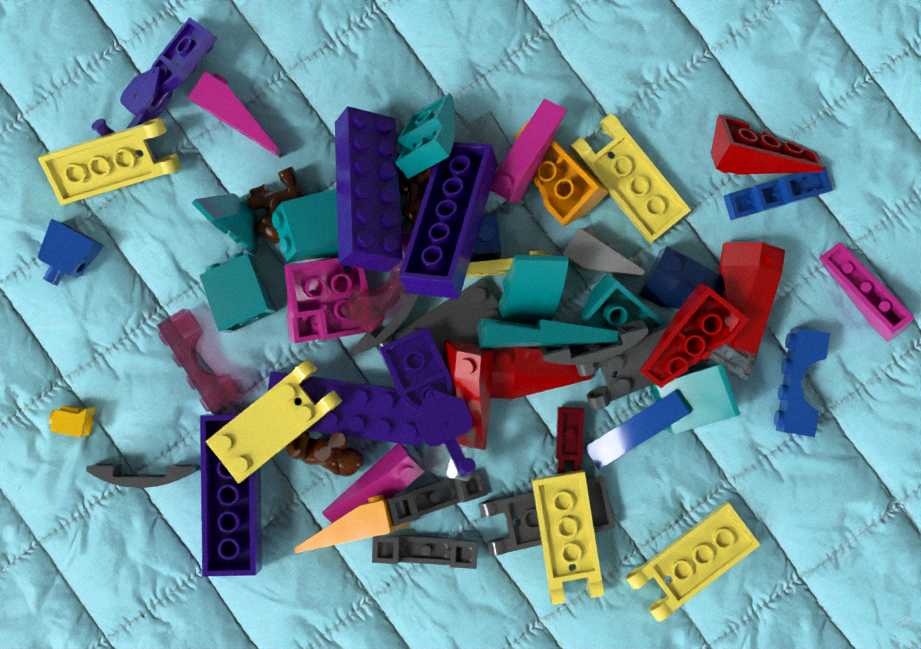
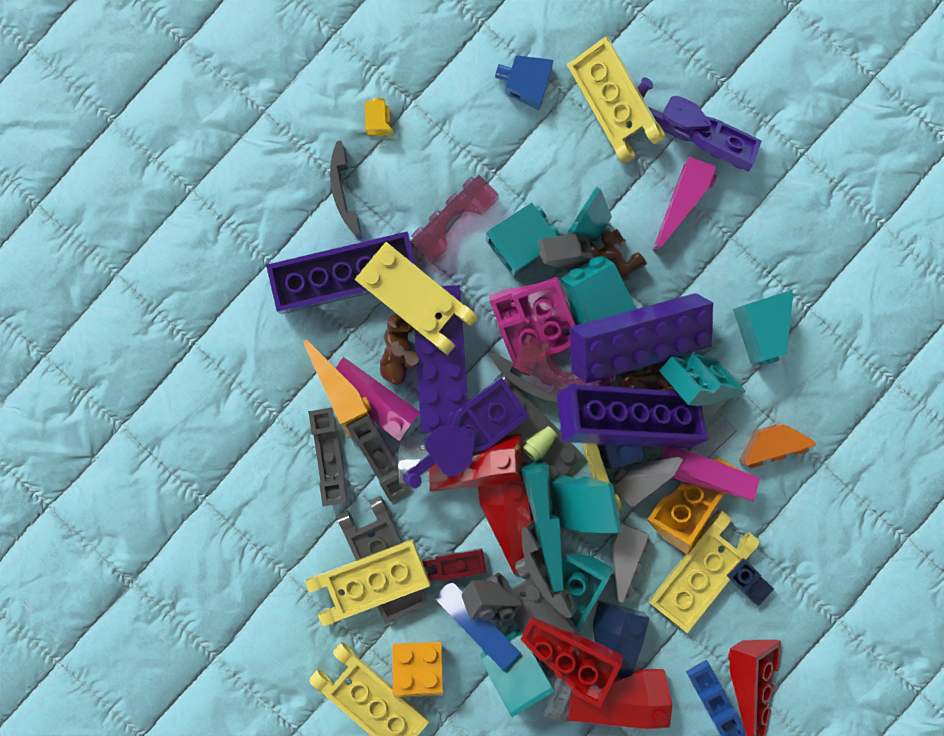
camera: 80 degrees right, 0 degrees up
(258, 250) = (565, 251): none -> dark grey slope
(386, 56) = (766, 327): none -> teal slope
(459, 322) = (540, 443): none -> yellowish green cone
(511, 75) = (773, 444): none -> orange slope
(518, 220) = (644, 478): none -> light grey slope
(614, 411) = (489, 601): none -> dark grey slope
(651, 132) = (750, 582): none -> dark blue slope
(670, 503) = (418, 669): none -> light orange brick

